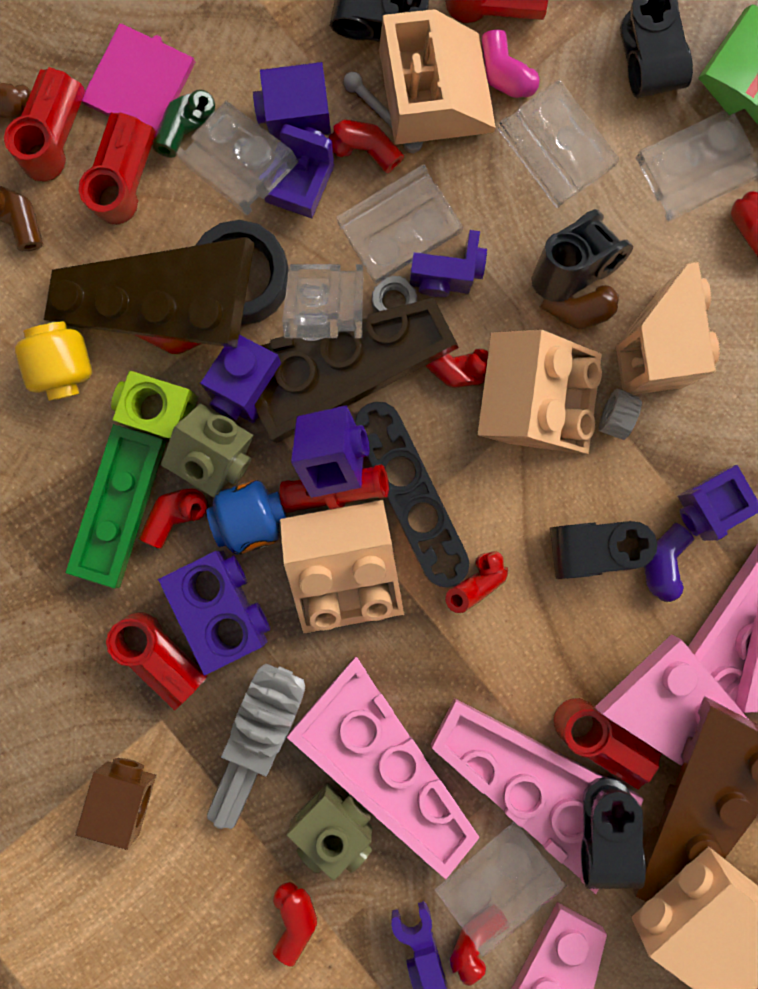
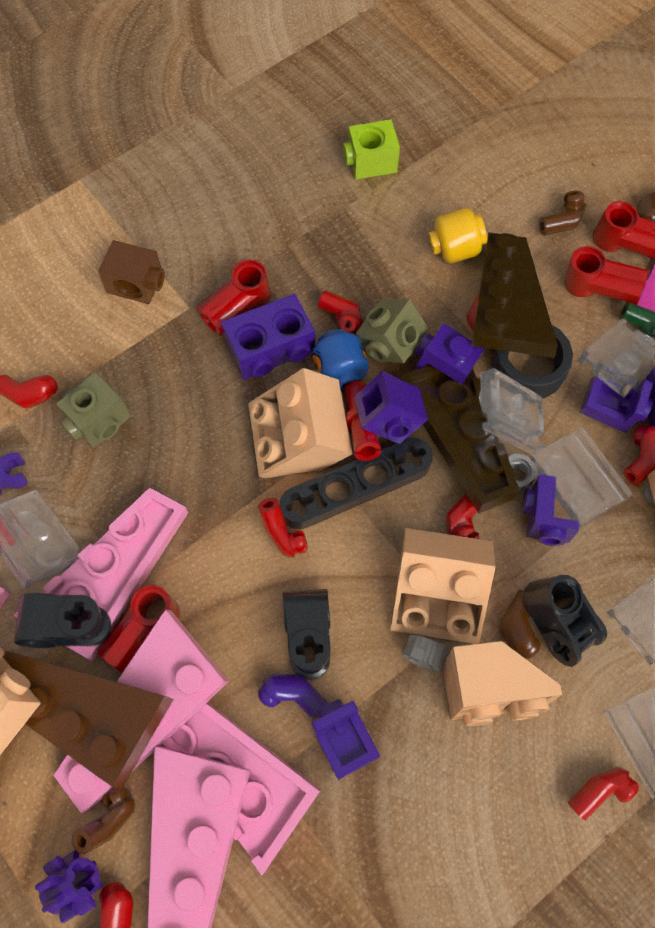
camera: 90 degrees right, 20 degrees down
(116, 507) = (348, 274): green plate -> none
(129, 398) = (428, 284): lime brick -> none
(255, 739) = (172, 361): light grey gear -> none
(376, 761) = (139, 452): bright pink wing -> none

